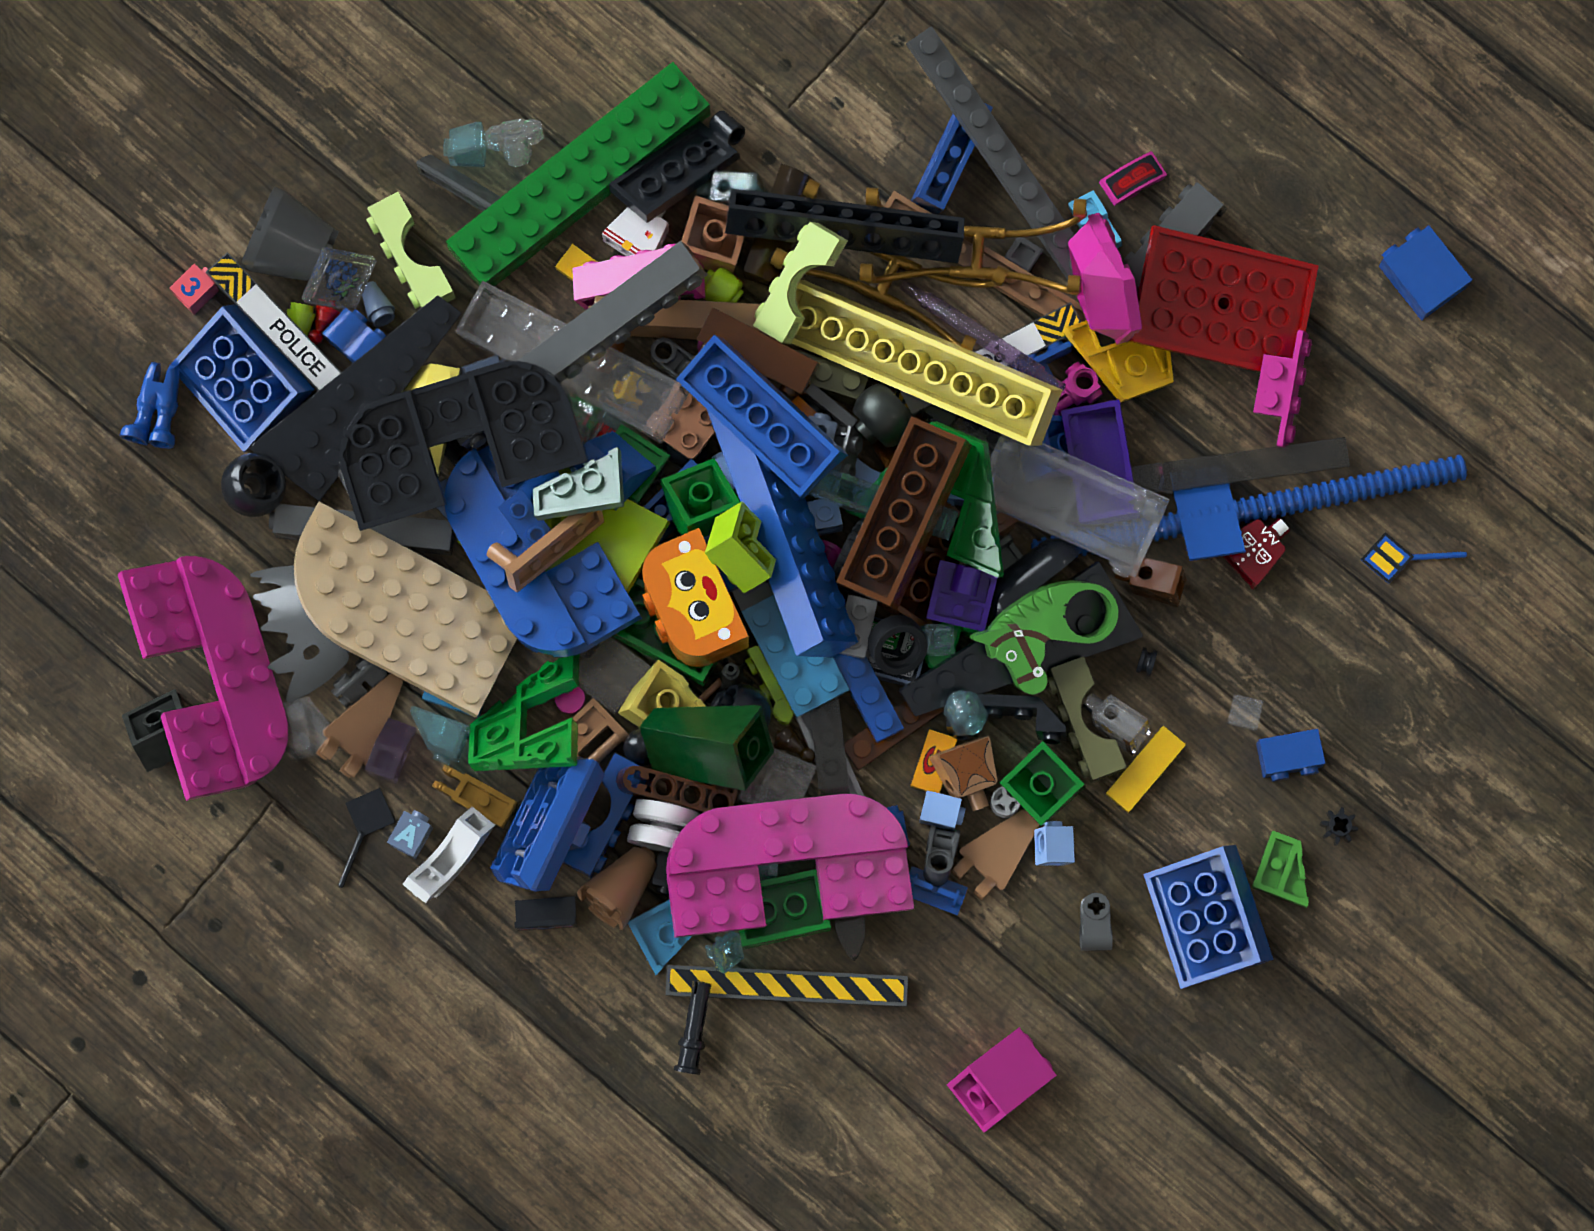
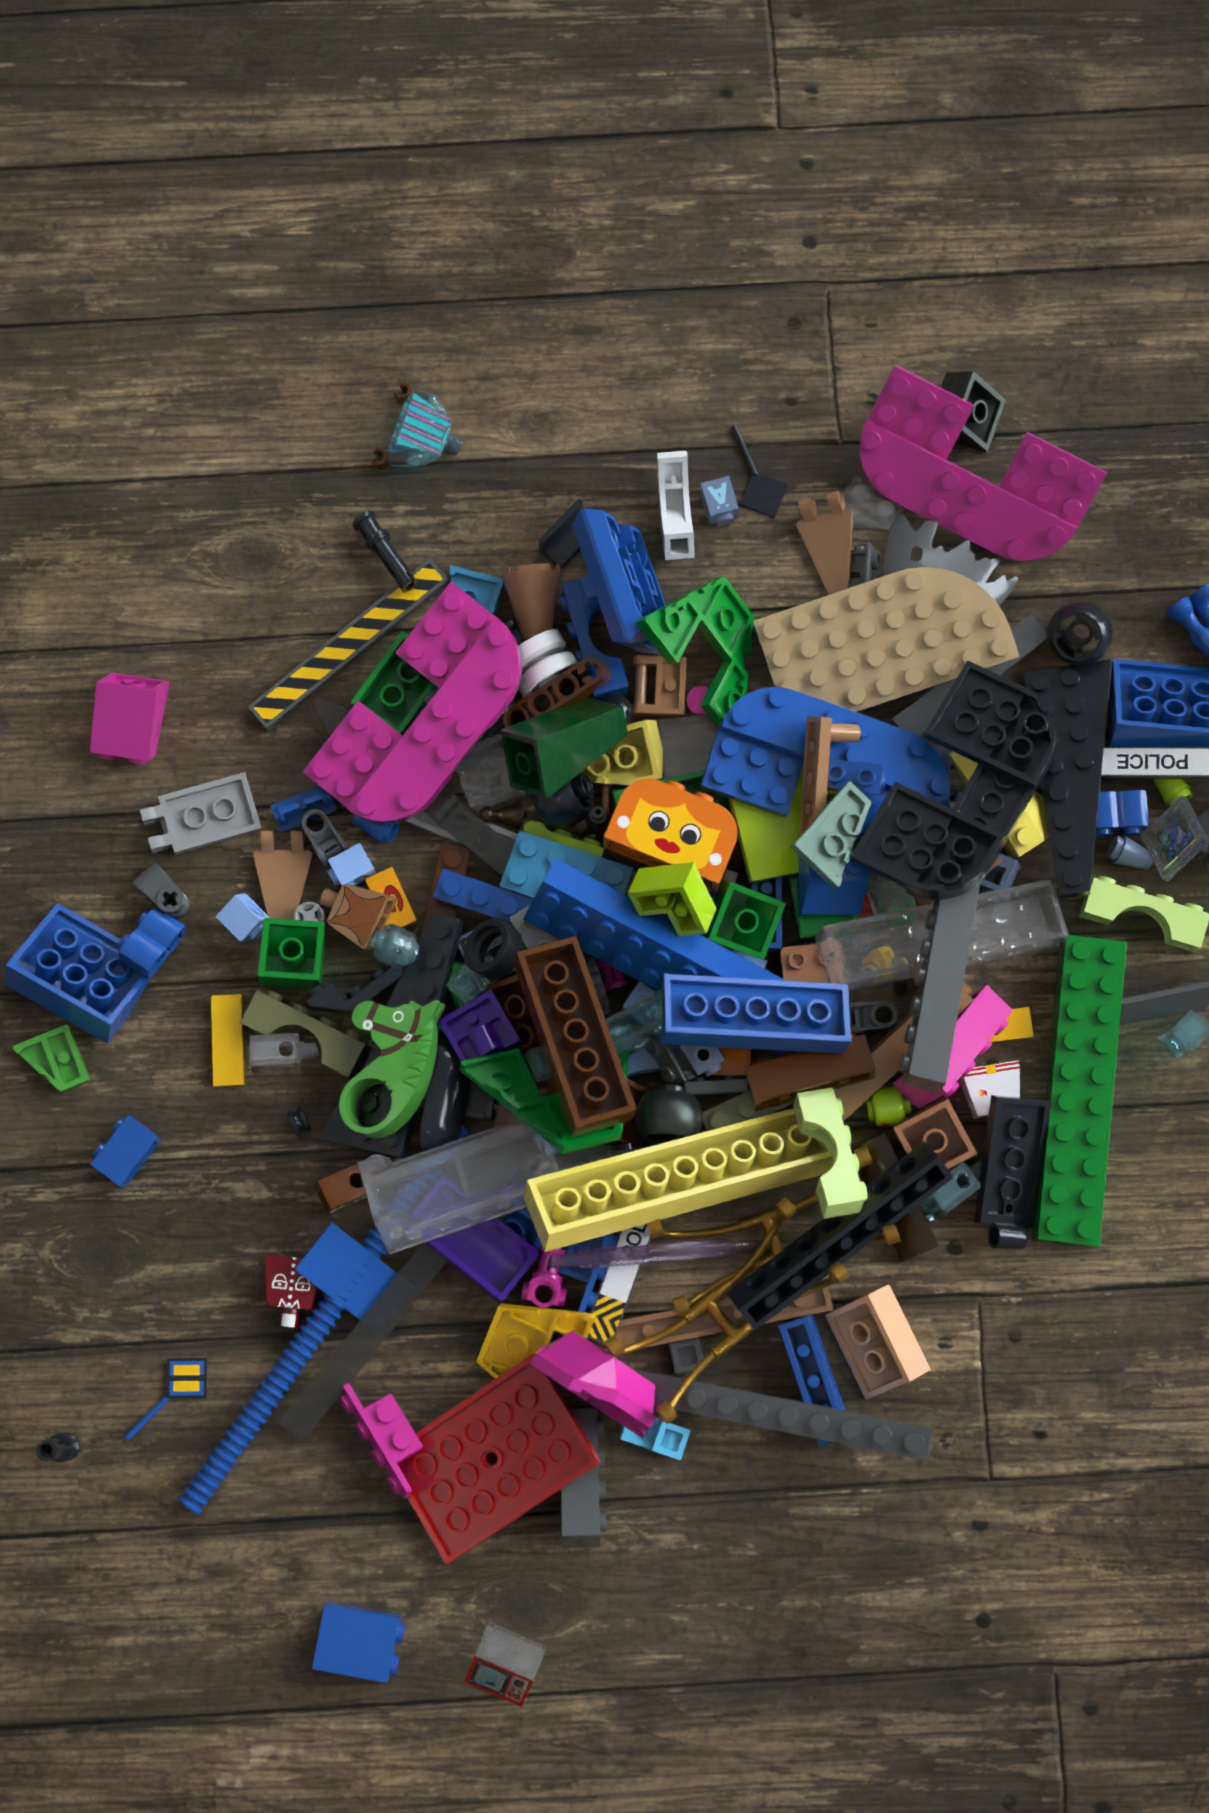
camera: 135 degrees right, 0 degrees up
(324, 317) = (1156, 806): red piece -> none
(390, 750) = (791, 543): clear purple slope -> none
(441, 735) = (768, 588): clear light blue slope -> none
(477, 794) = (694, 572): pearl gold hinge -> none
(515, 139) = (1157, 1073): clear plant -> none
(579, 1099) = (419, 432): none -> clear light blue torso
(726, 951) = (409, 618): clear light blue tile -> none
(884, 142) = (877, 1342): none -> light nougat slope
(1013, 953) = (203, 815): none -> light grey tile
(1132, 178) = (658, 1500): slope -> none
(1138, 889) = (151, 942): none -> blue brick
(1245, 712) = (190, 1154): clear tile -> none
(1335, 168) = (505, 1664): none -> clear slope
(1338, 818) = (39, 1122): black gear -> none
(1520, 583) = (56, 1451): none -> black pin

